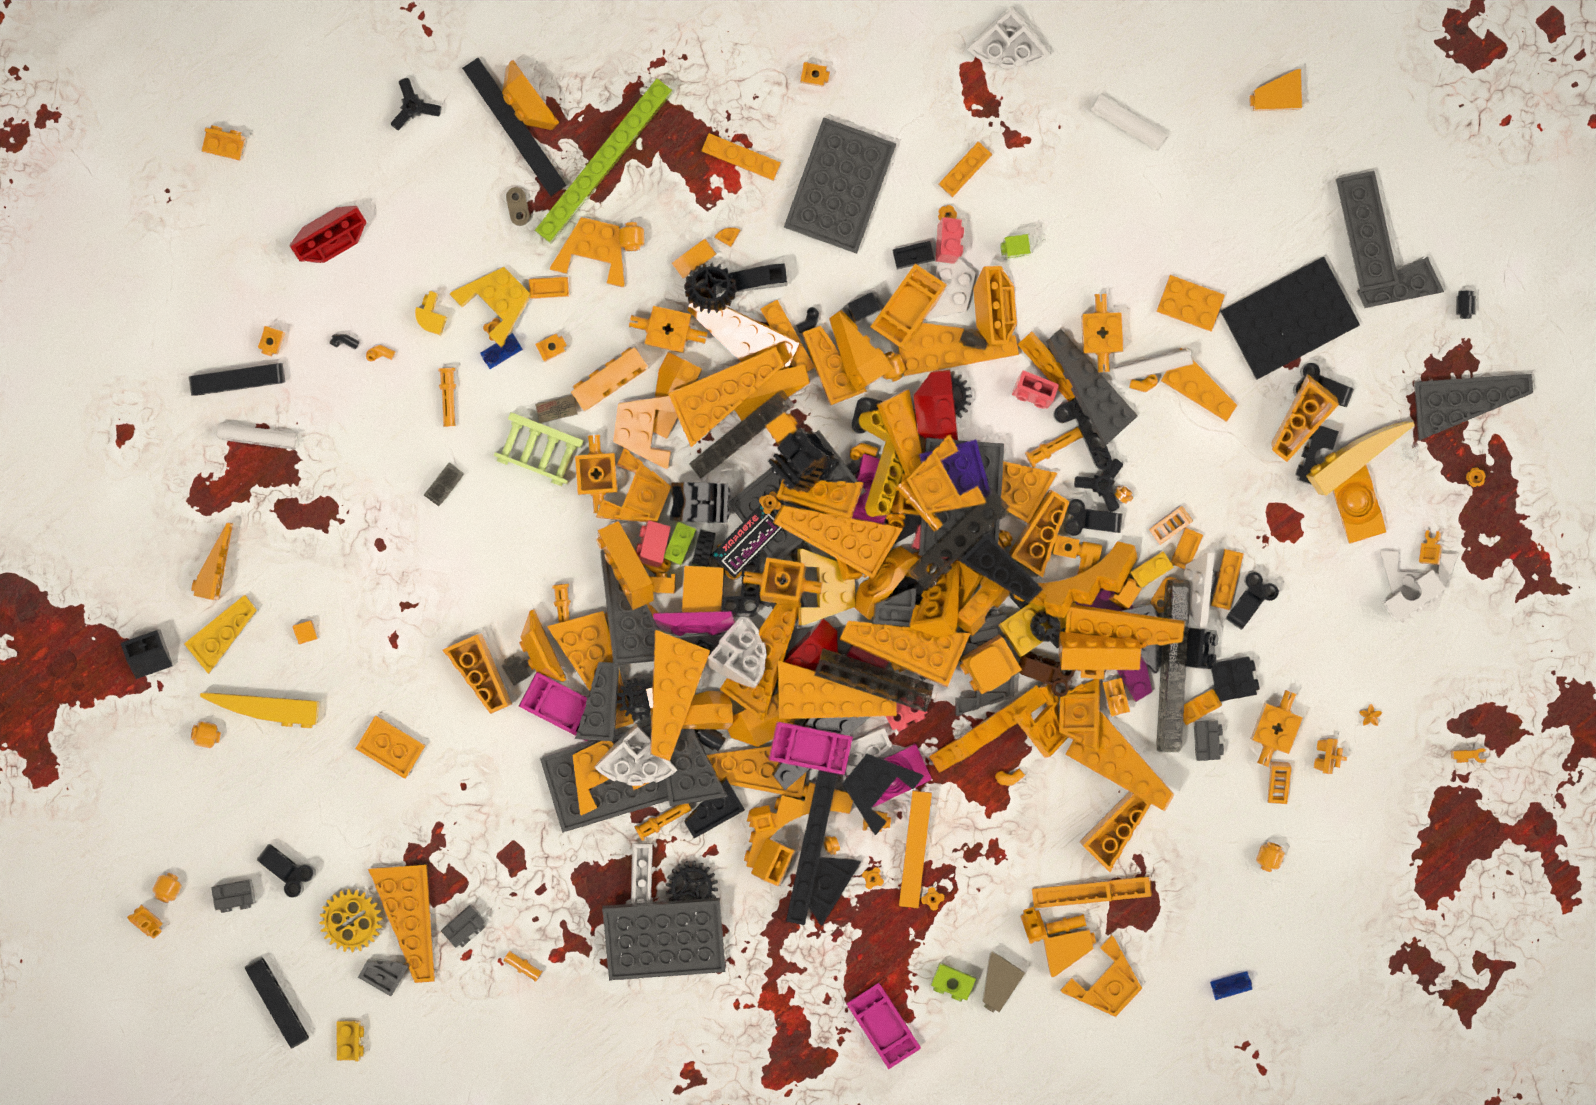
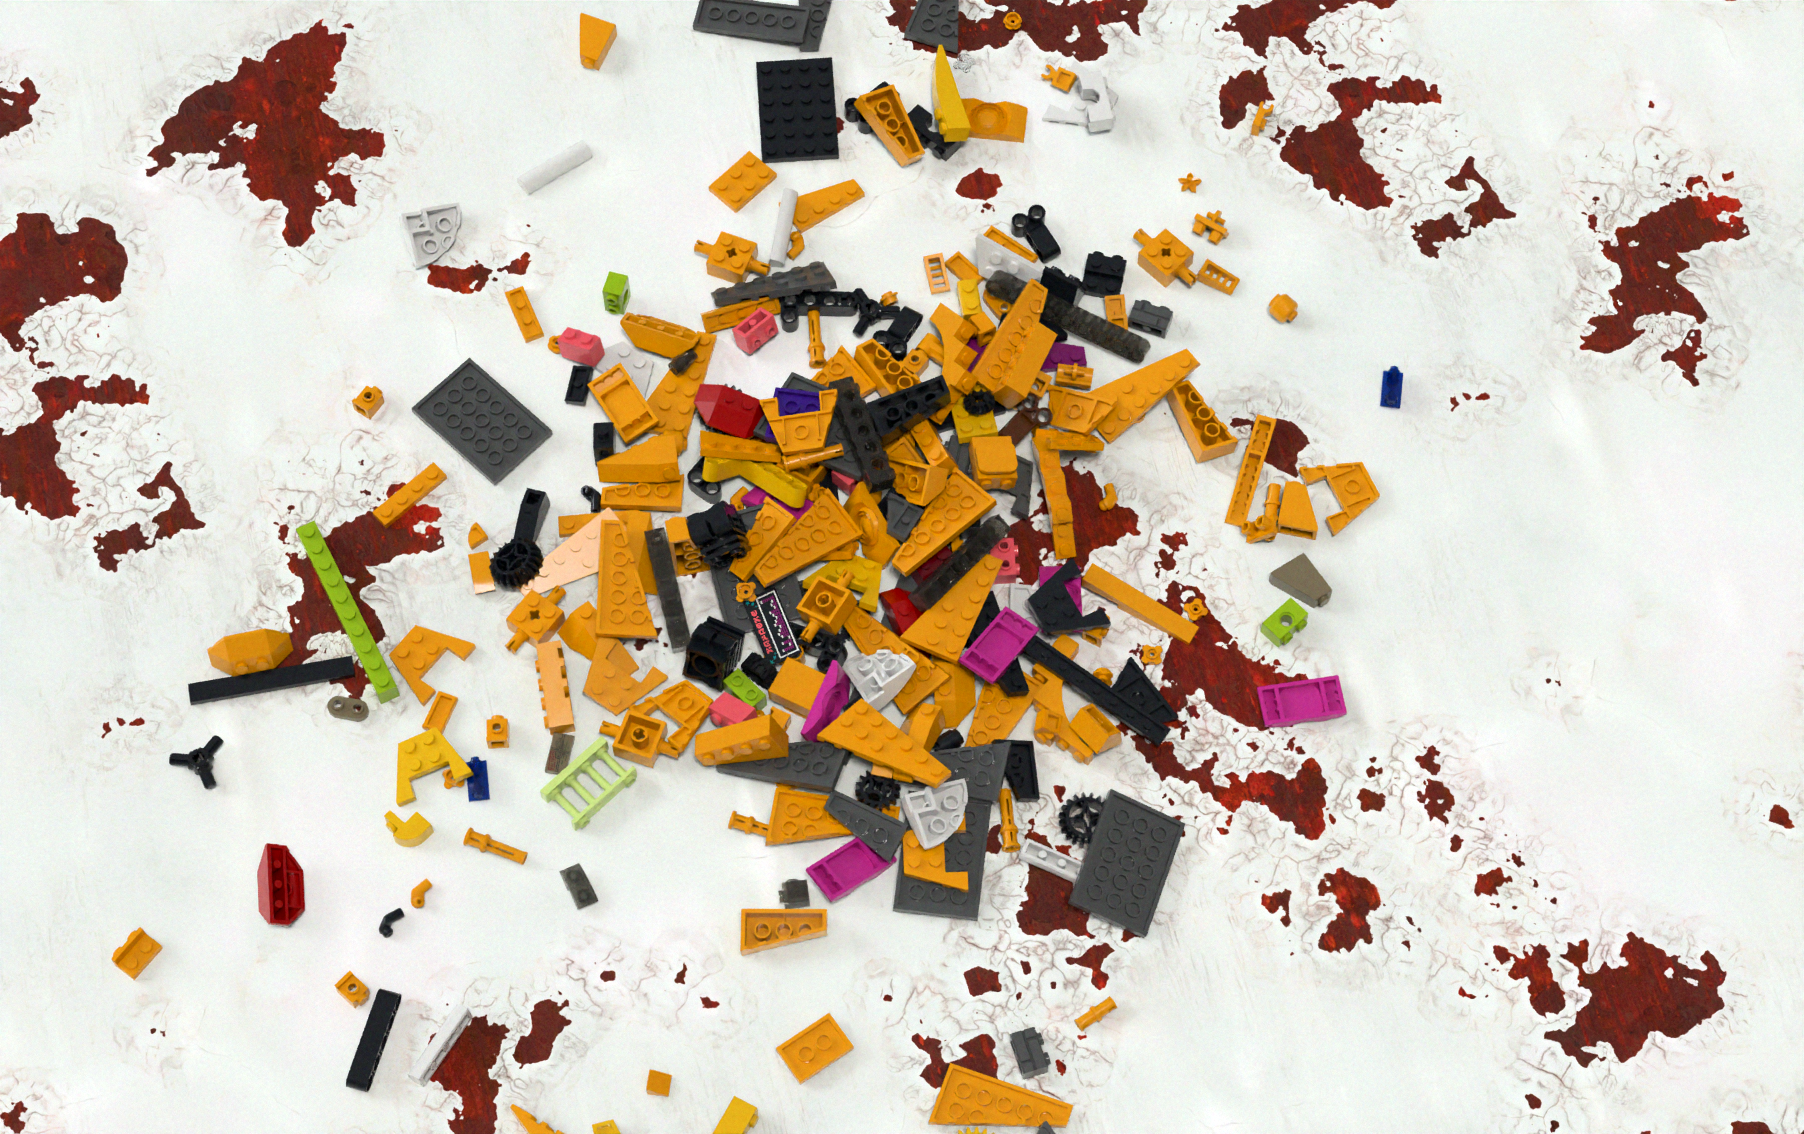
camera: 65 degrees left, 25 degrees down
(539, 649) = (783, 863): light orange wedge -> none
(631, 237) = (431, 616): light orange head -> none

